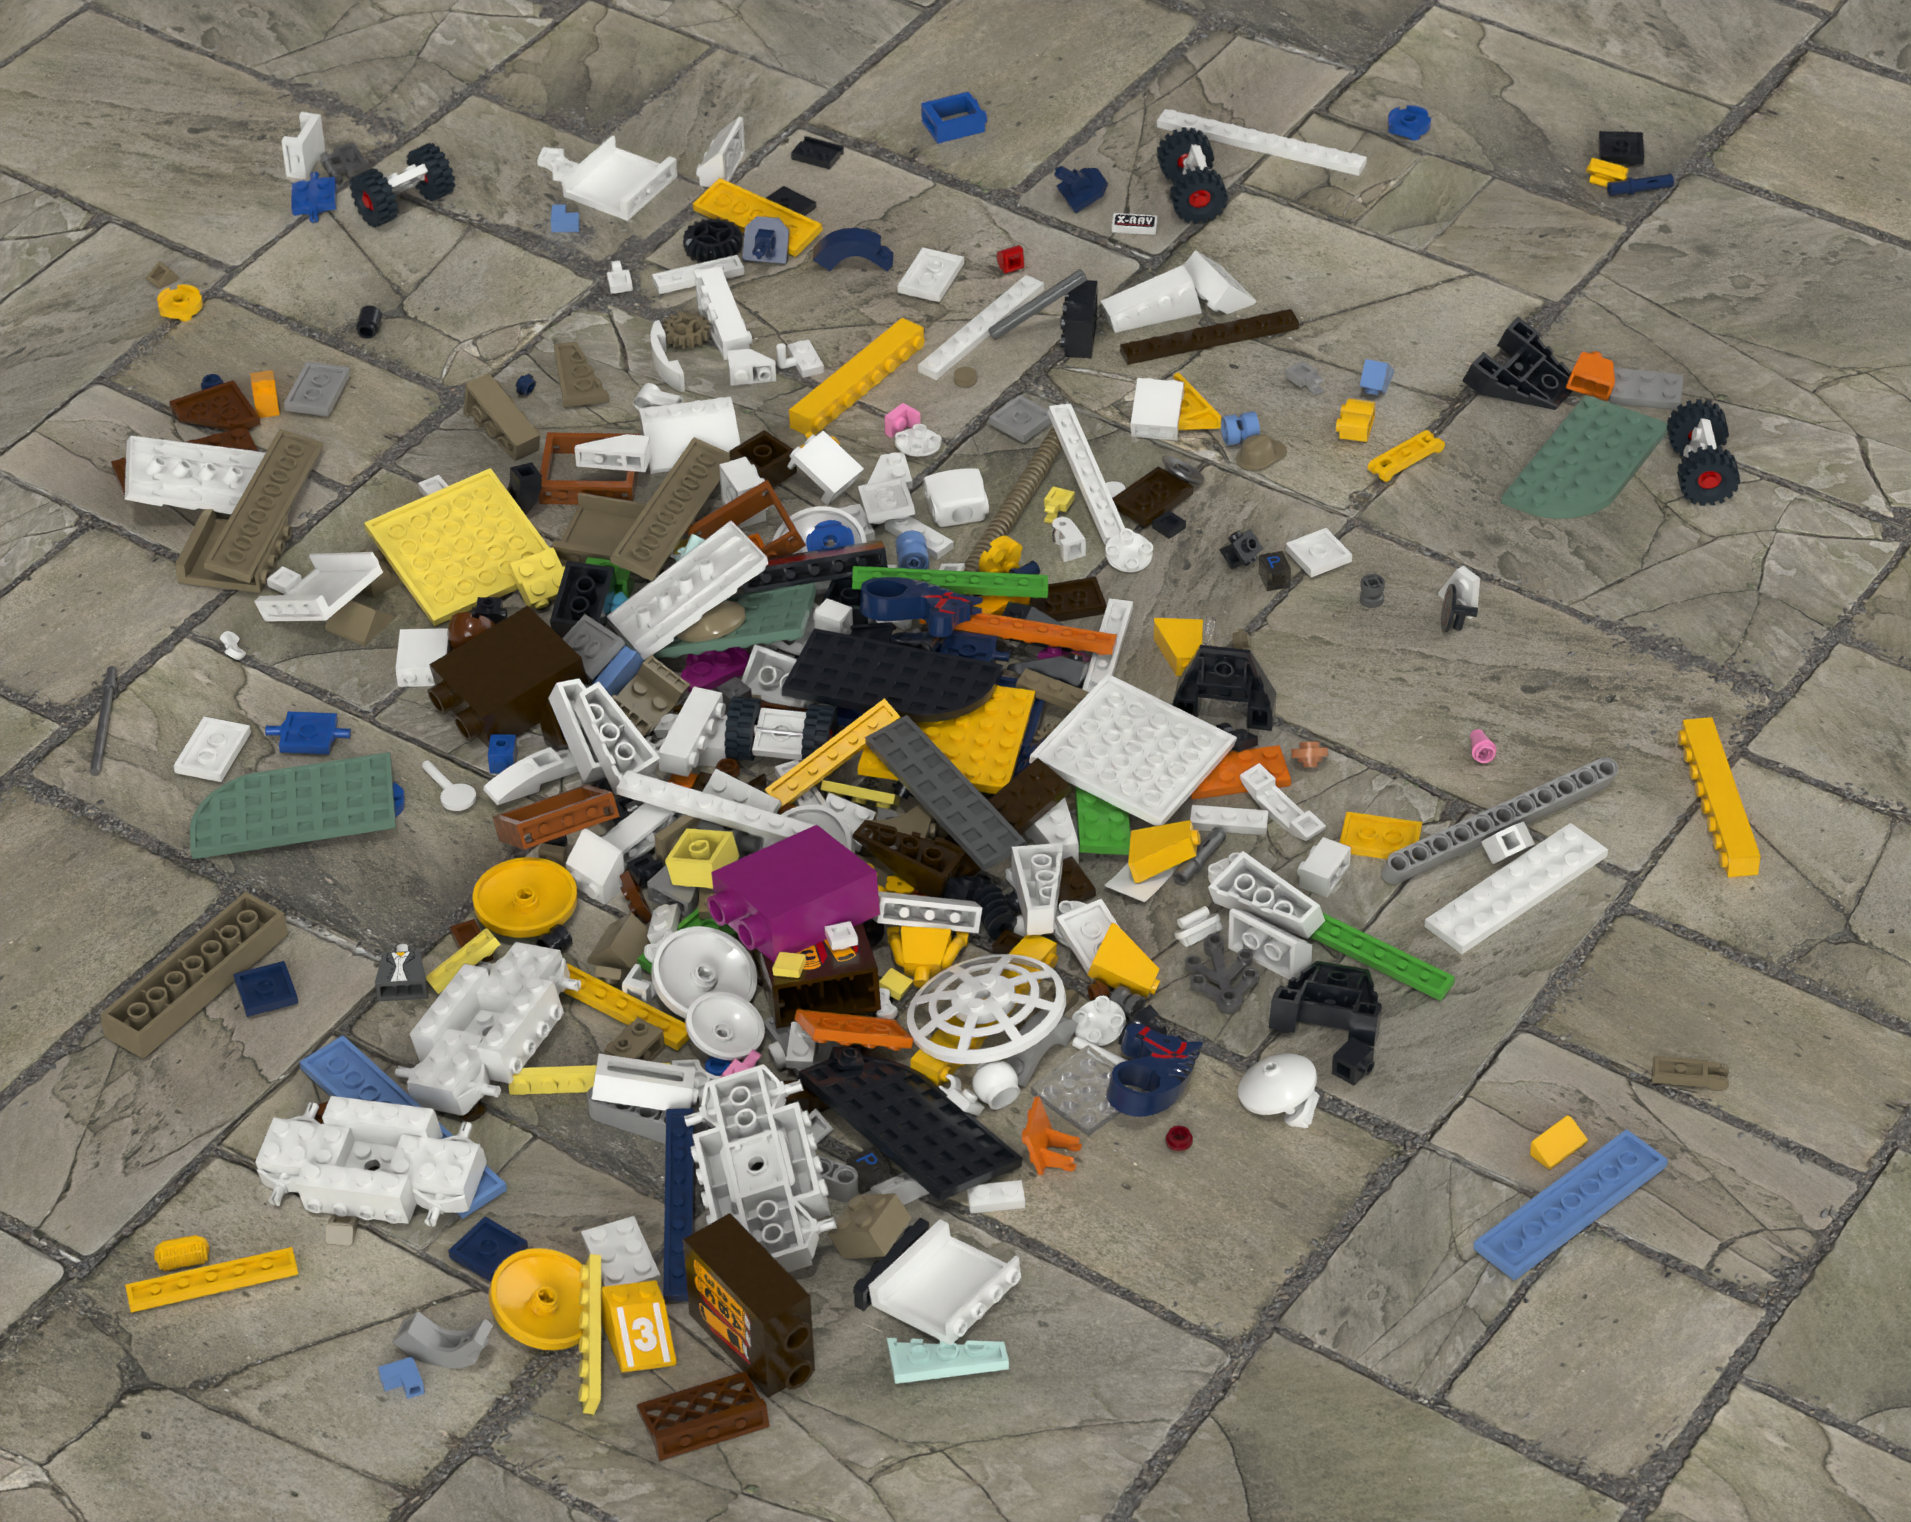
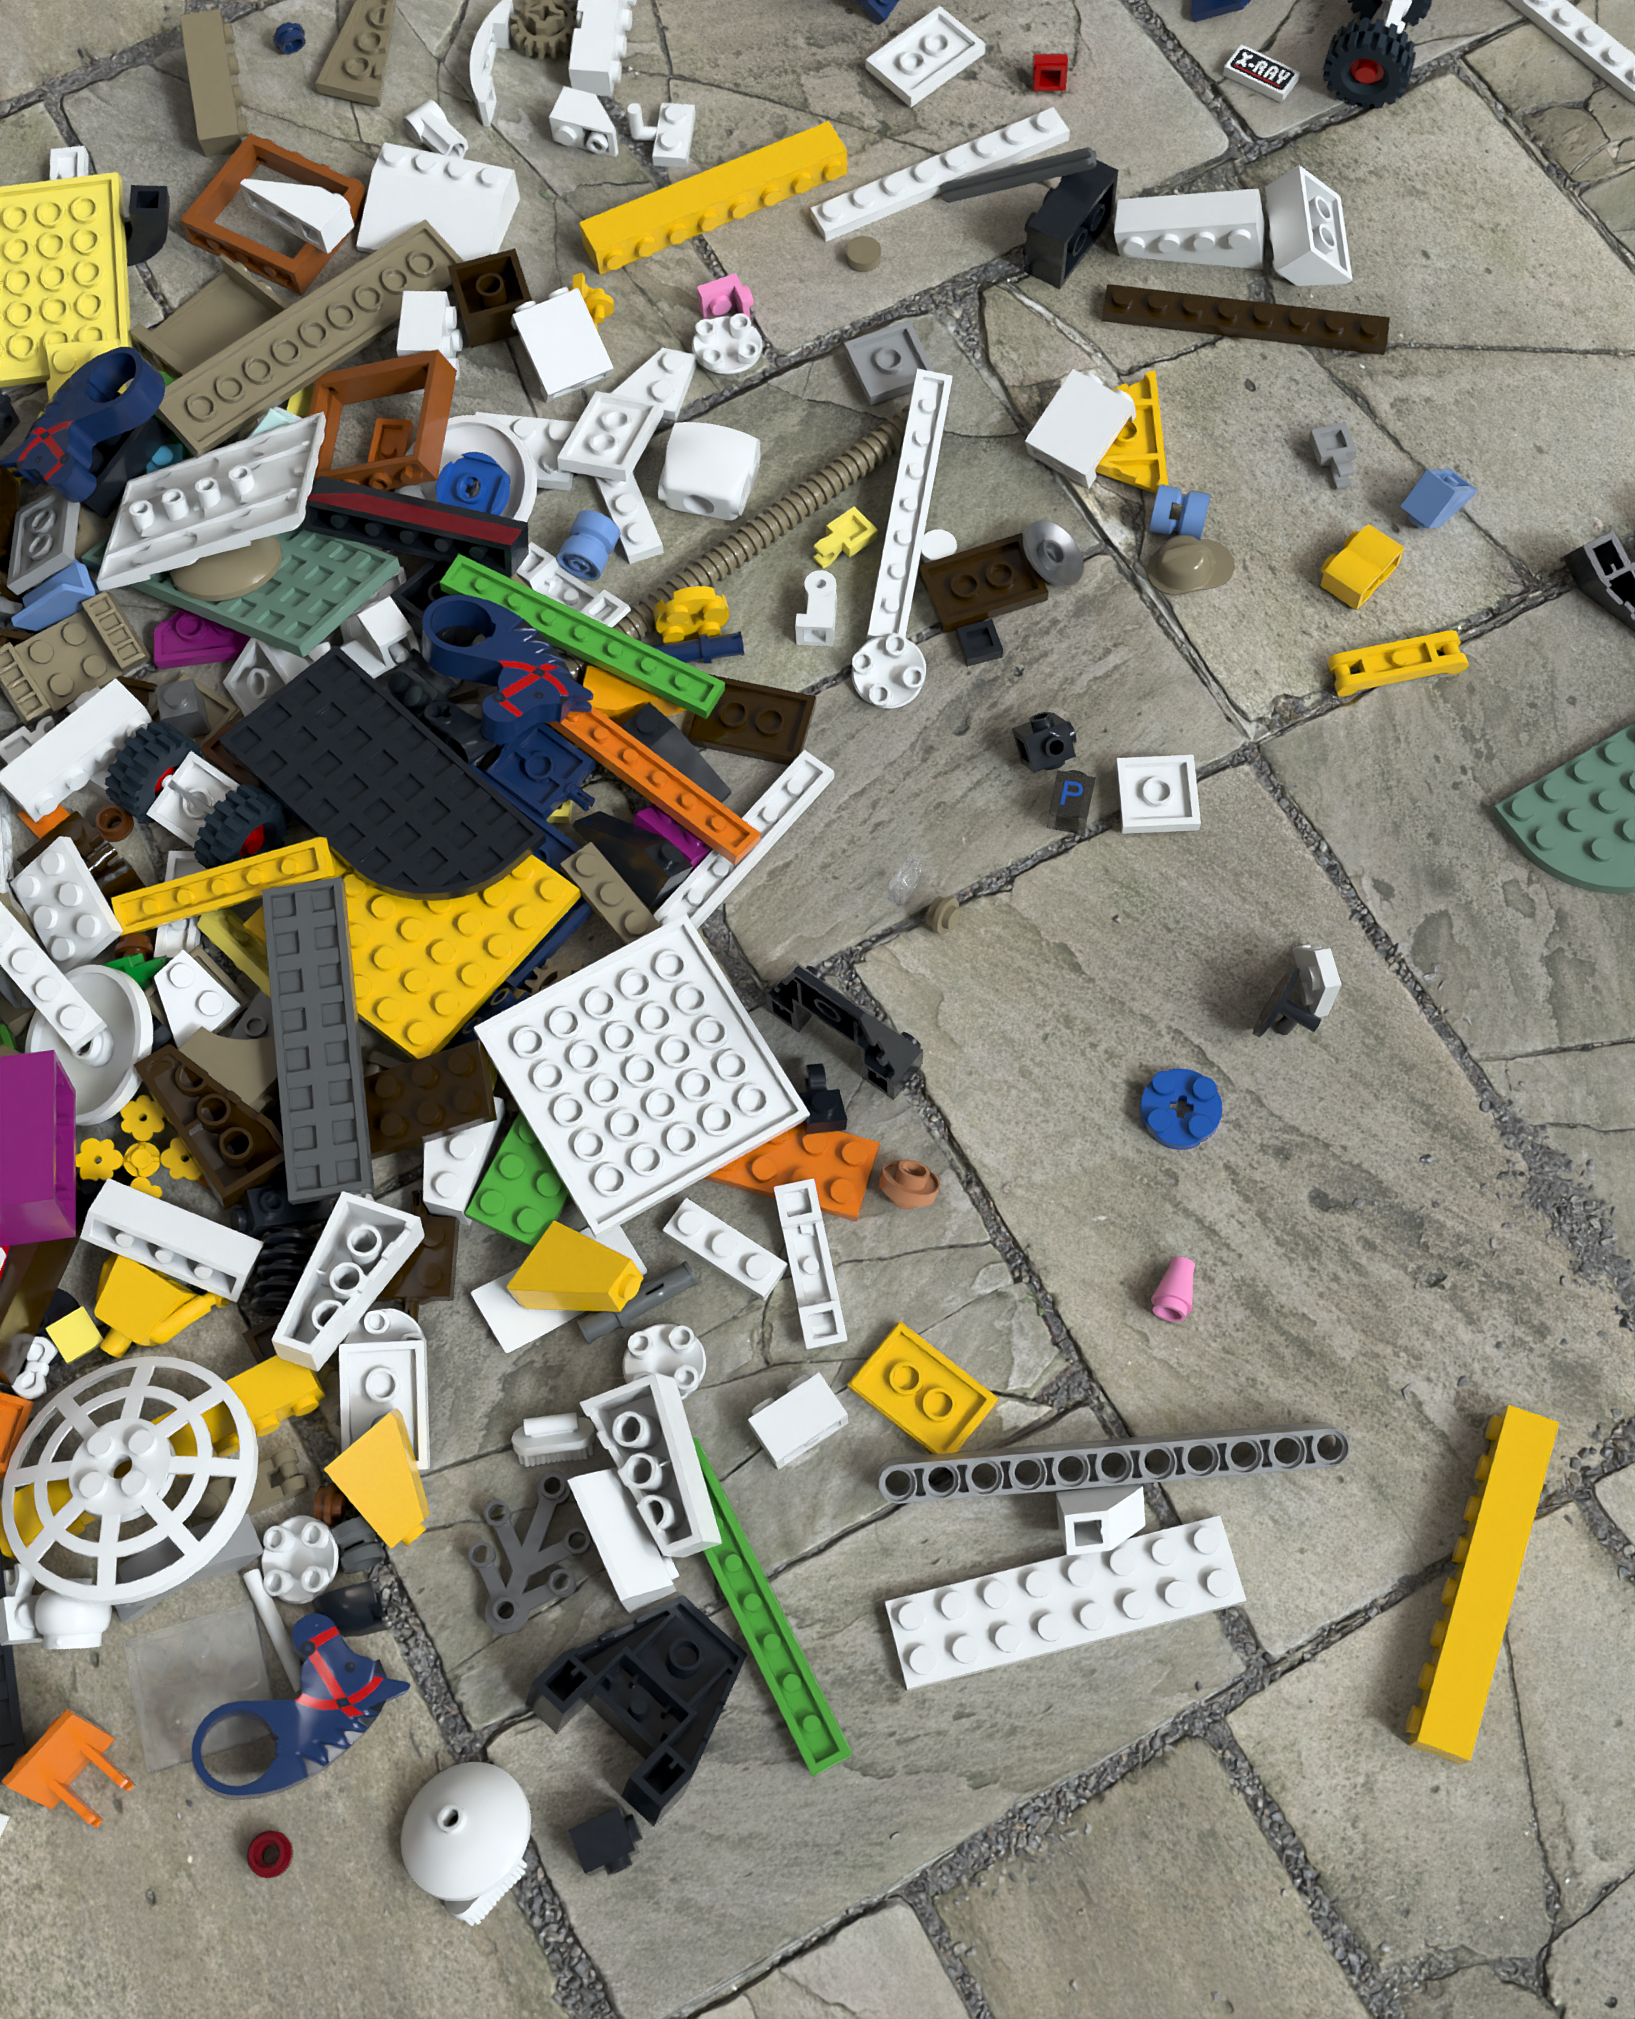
camera: 30 degrees right, 25 degrees up
(573, 578) = (83, 414): none -> dark blue animal
(1178, 640) = (855, 884): yellow slope -> none
(1372, 591) = (1190, 915): dark grey wheel -> none
(1417, 675) = (1184, 1086): none -> blue plate

